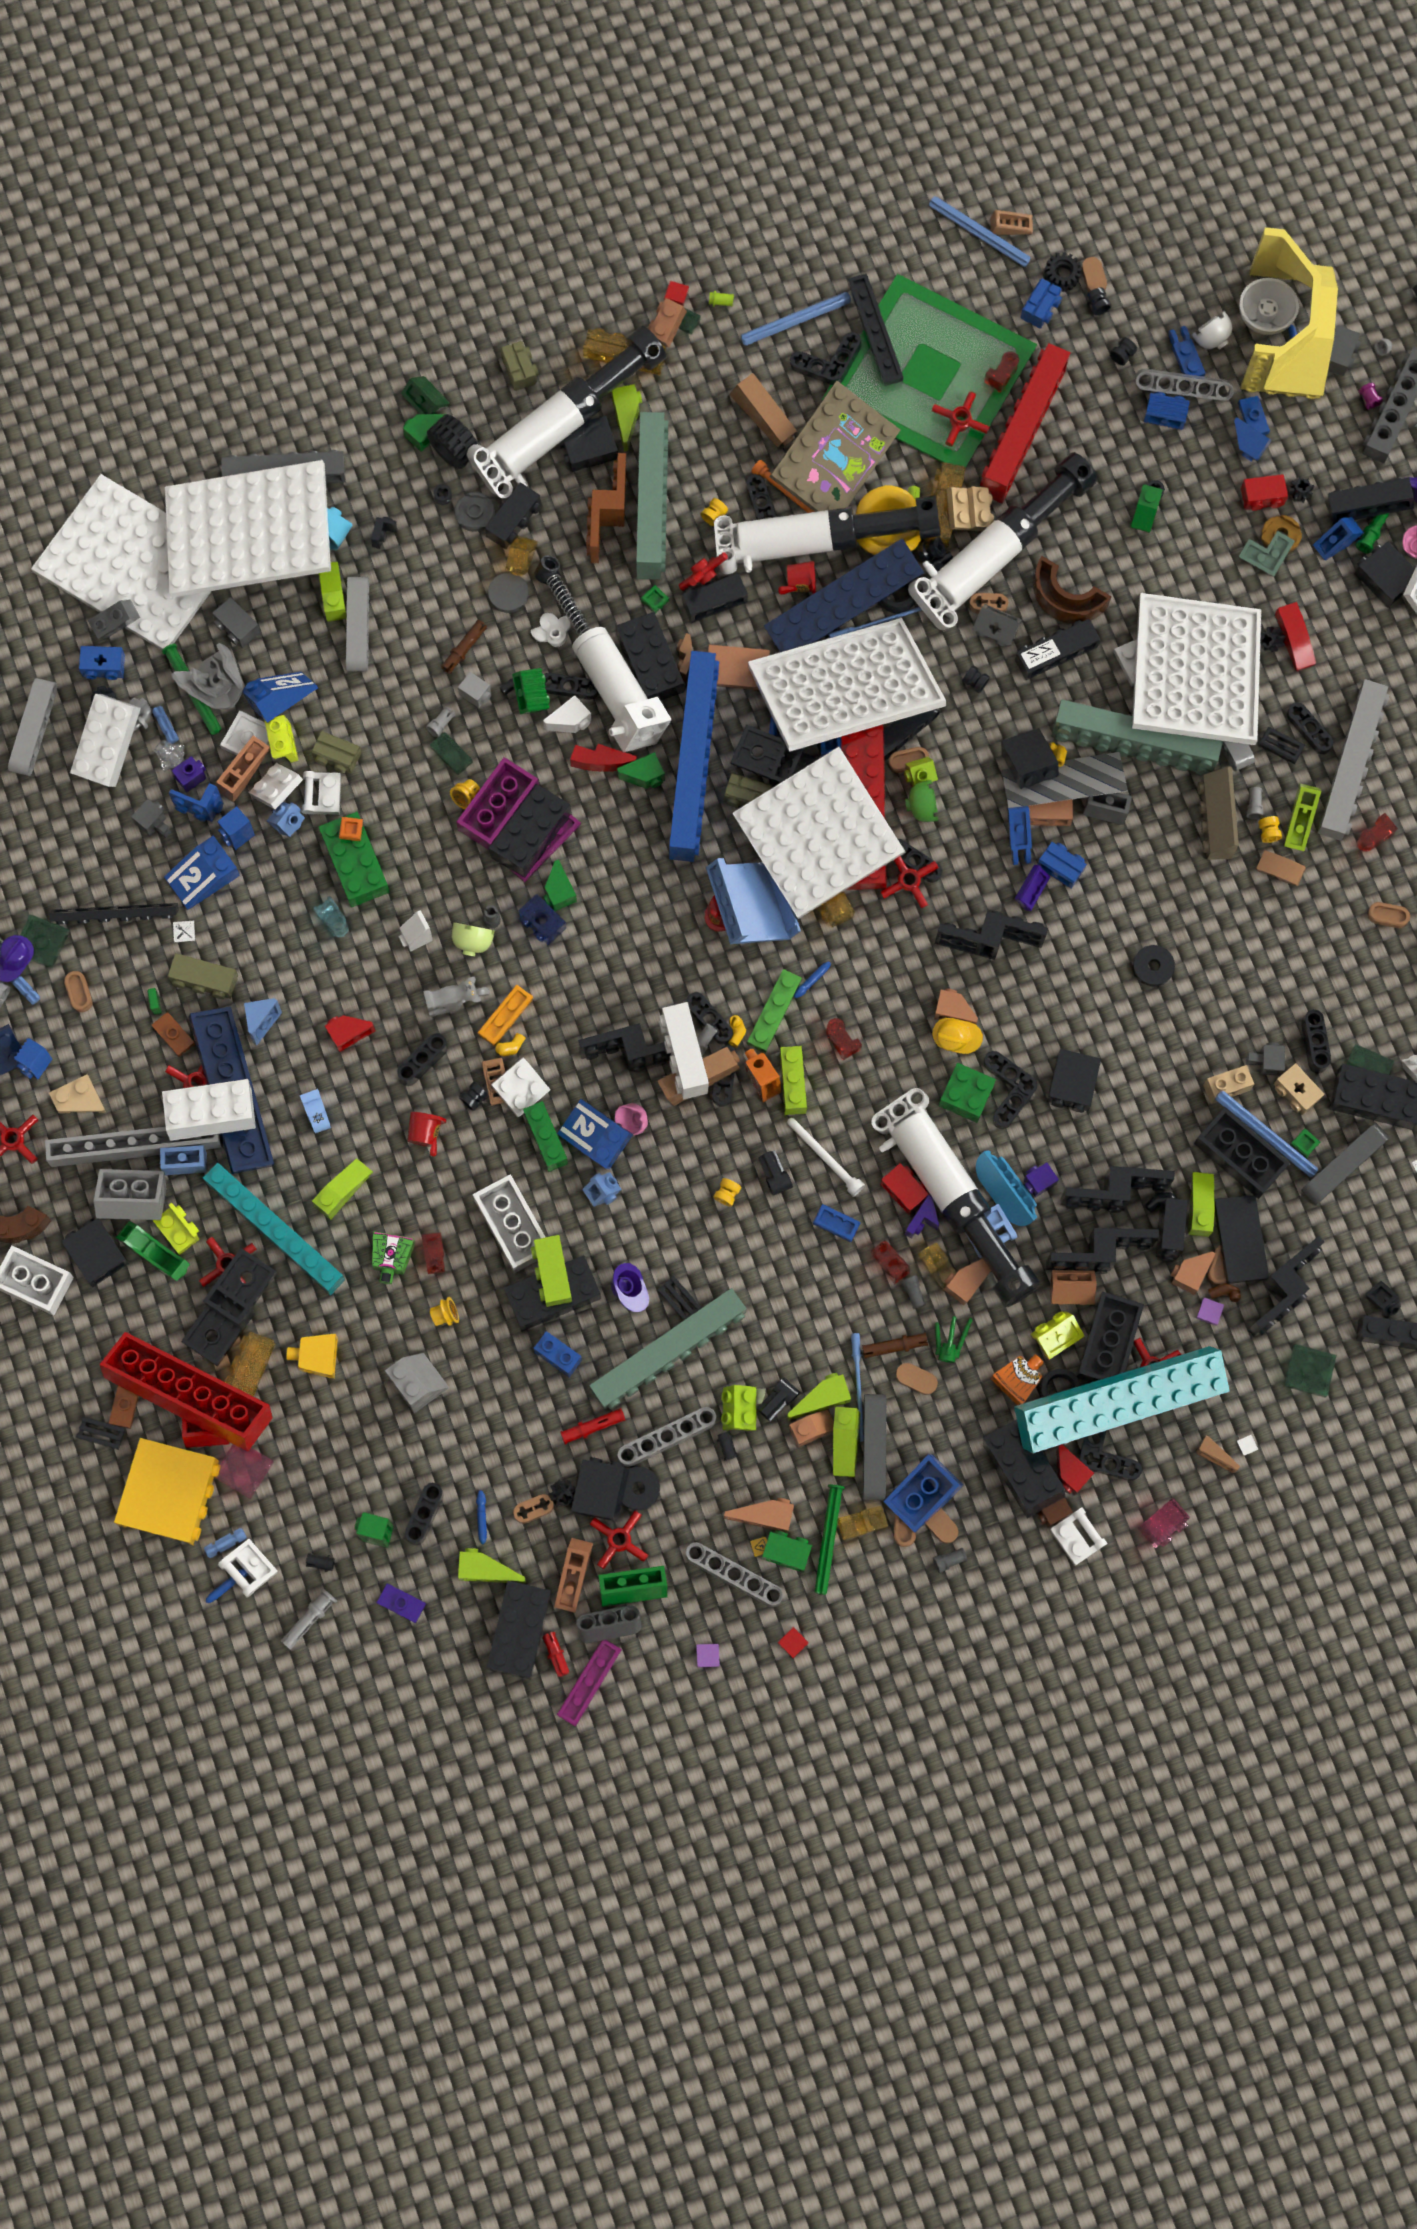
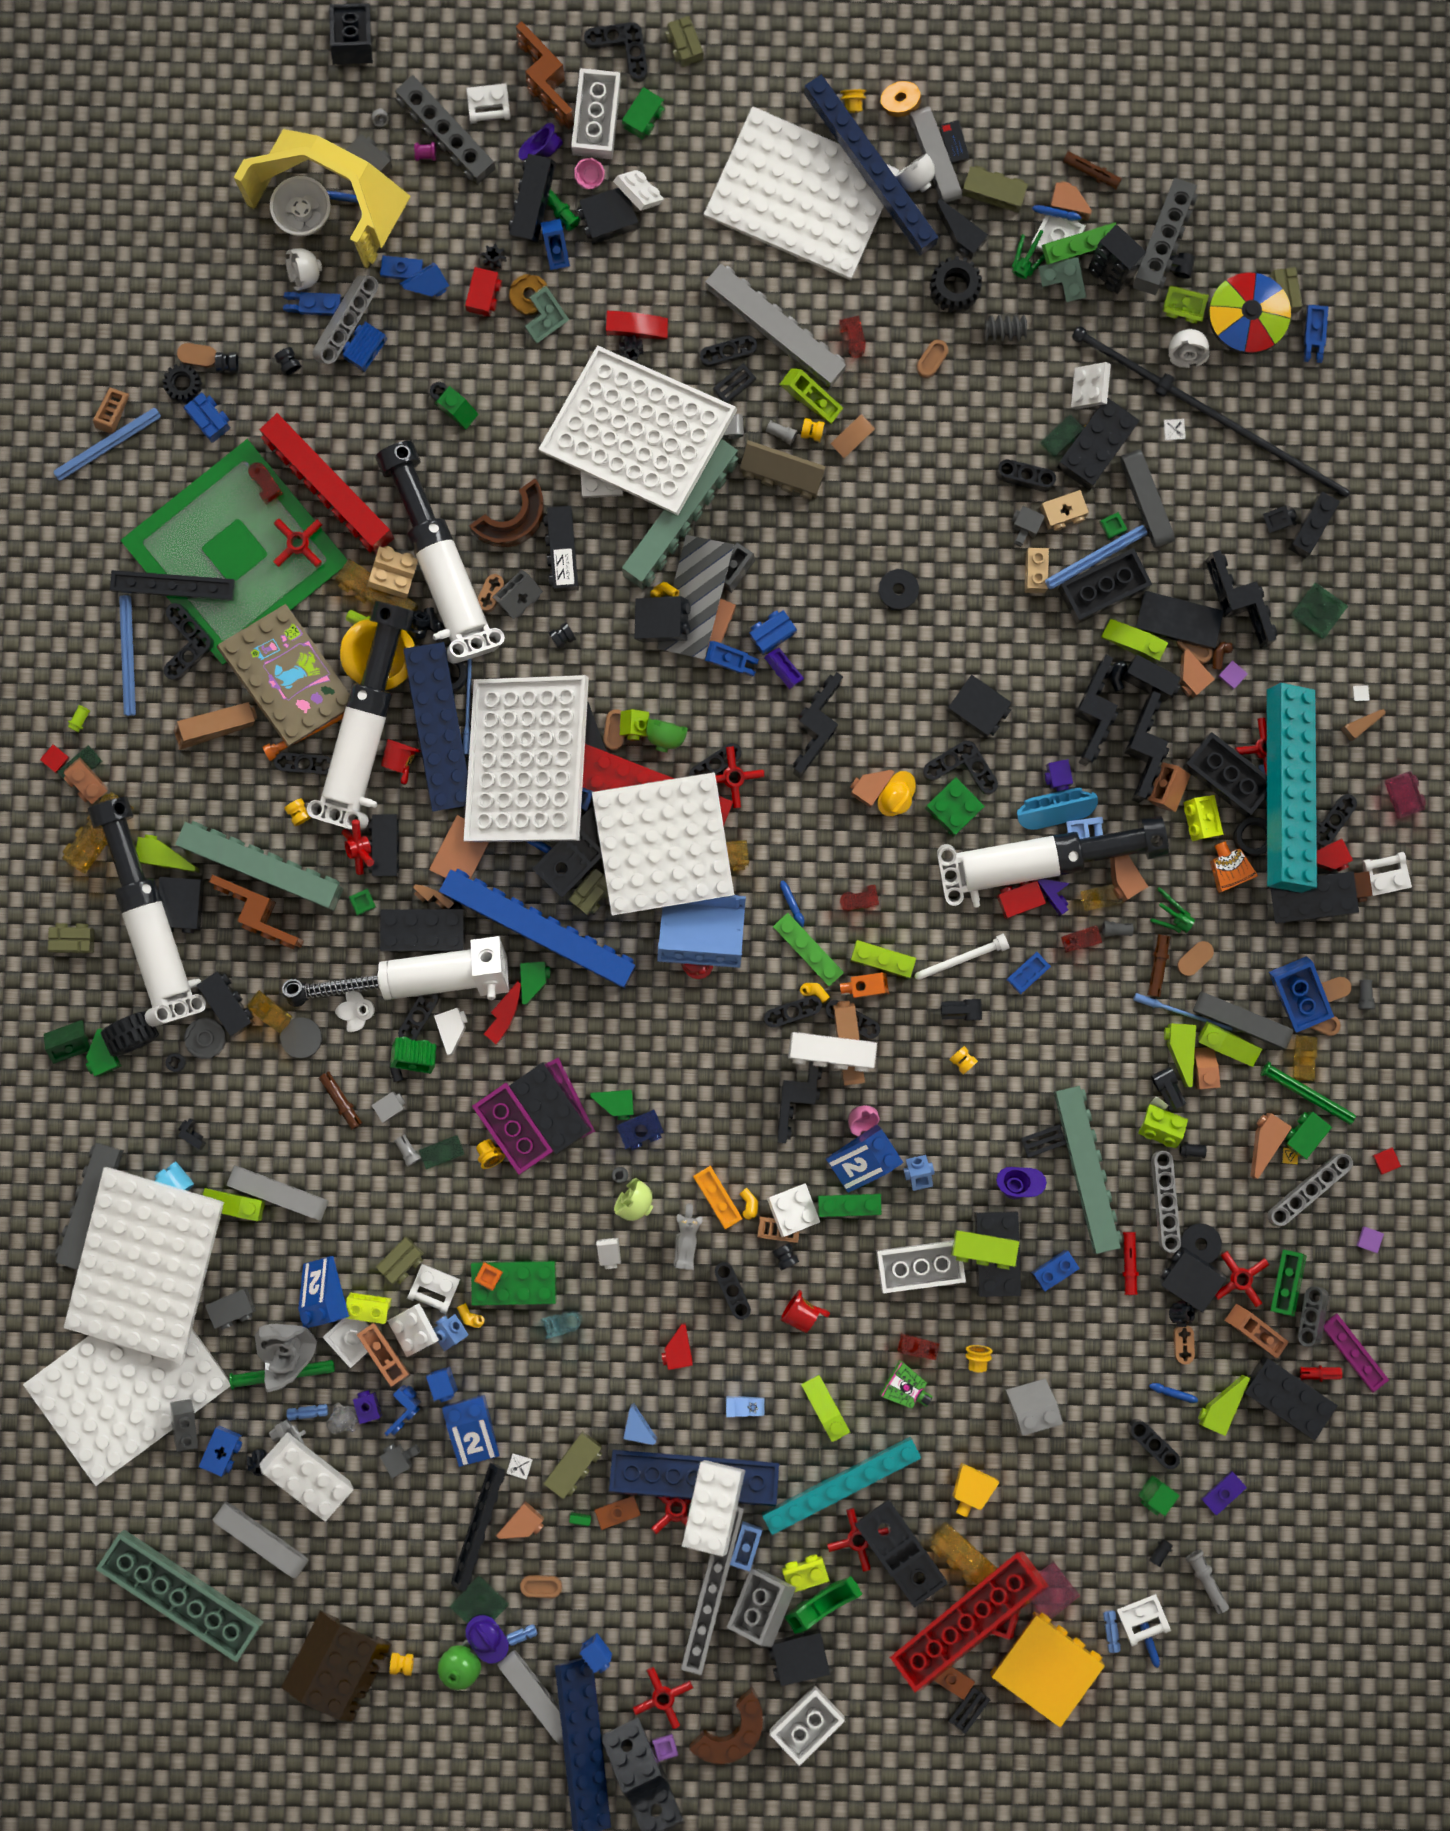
camera: 70 degrees left, 10 degrees up
(77, 1097) = (644, 1622): tan wing -> none
(132, 950) = (522, 1523): none -> nougat slope
(305, 834) = (468, 1318): none -> yellow arm
(705, 1037) = (812, 1024): light grey pin -> none

